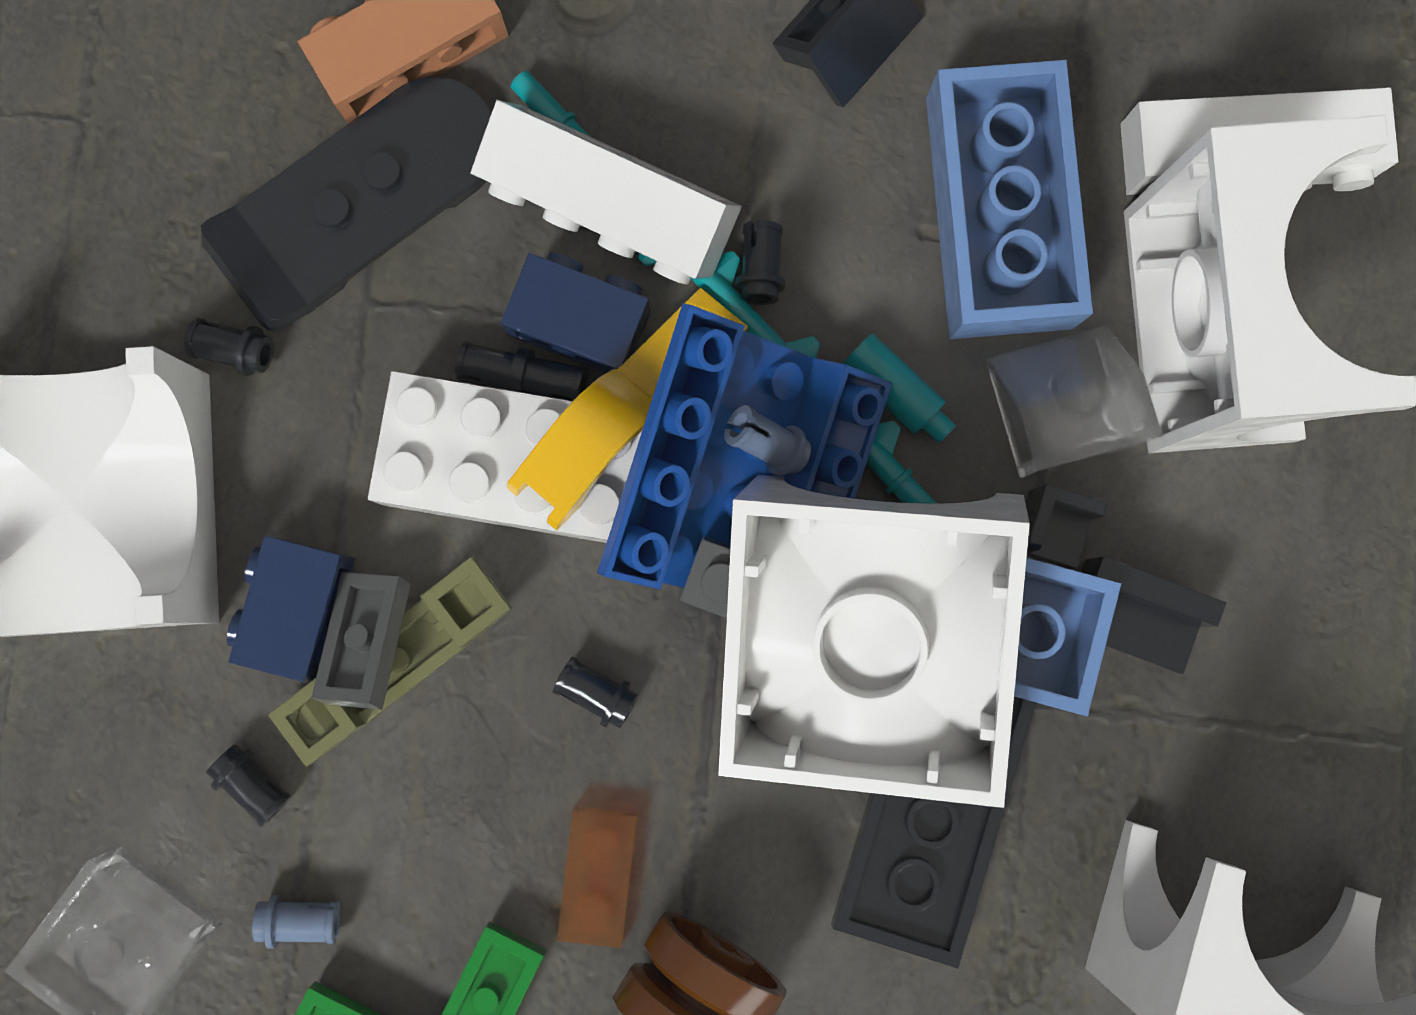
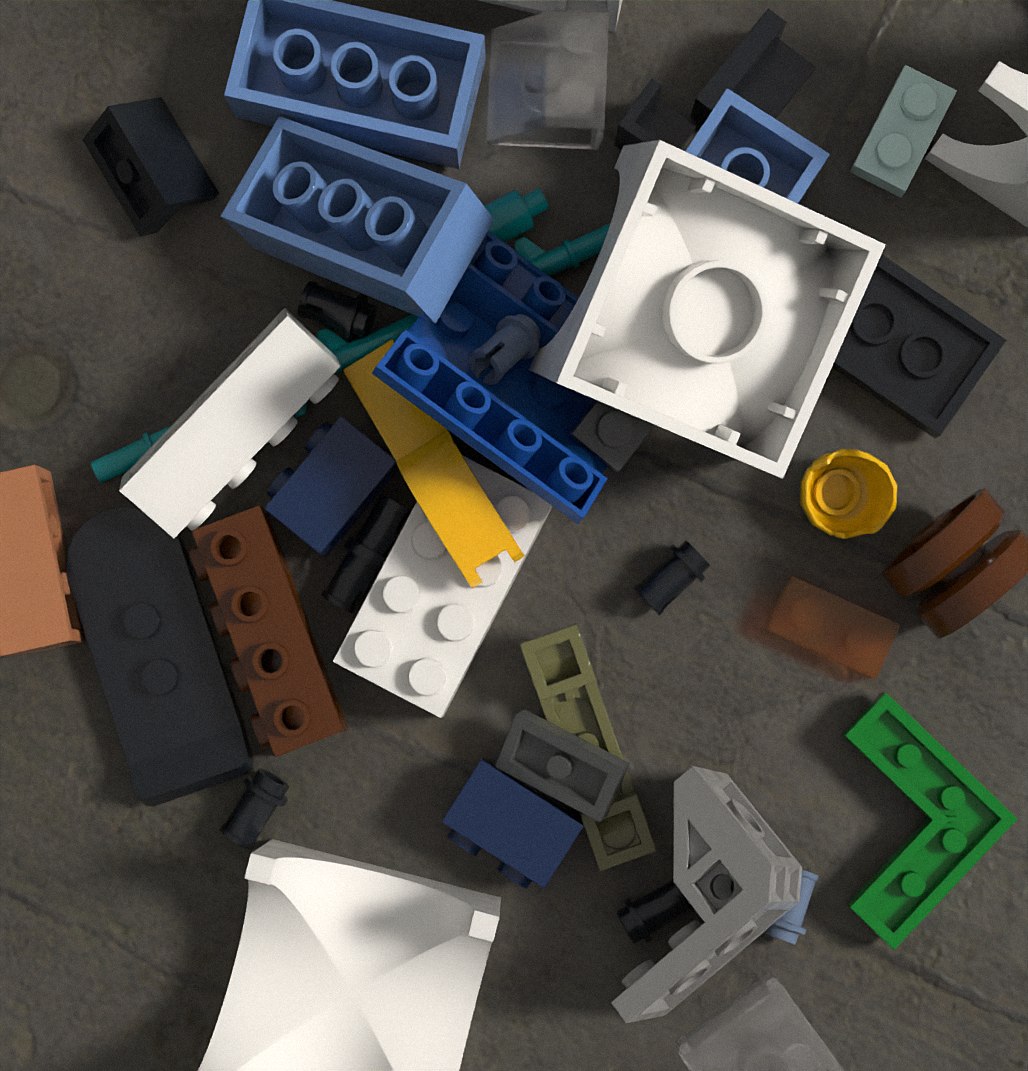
camera: 65 degrees left, 0 degrees up
(324, 846) = (731, 875): none -> light grey bracket
(408, 301) = (268, 630): none -> reddish brown brick
(739, 850) = (848, 493): none -> yellow hair
(856, 249) = (359, 217): none -> medium blue brick
(1146, 788) = (903, 131): none -> light aqua plate

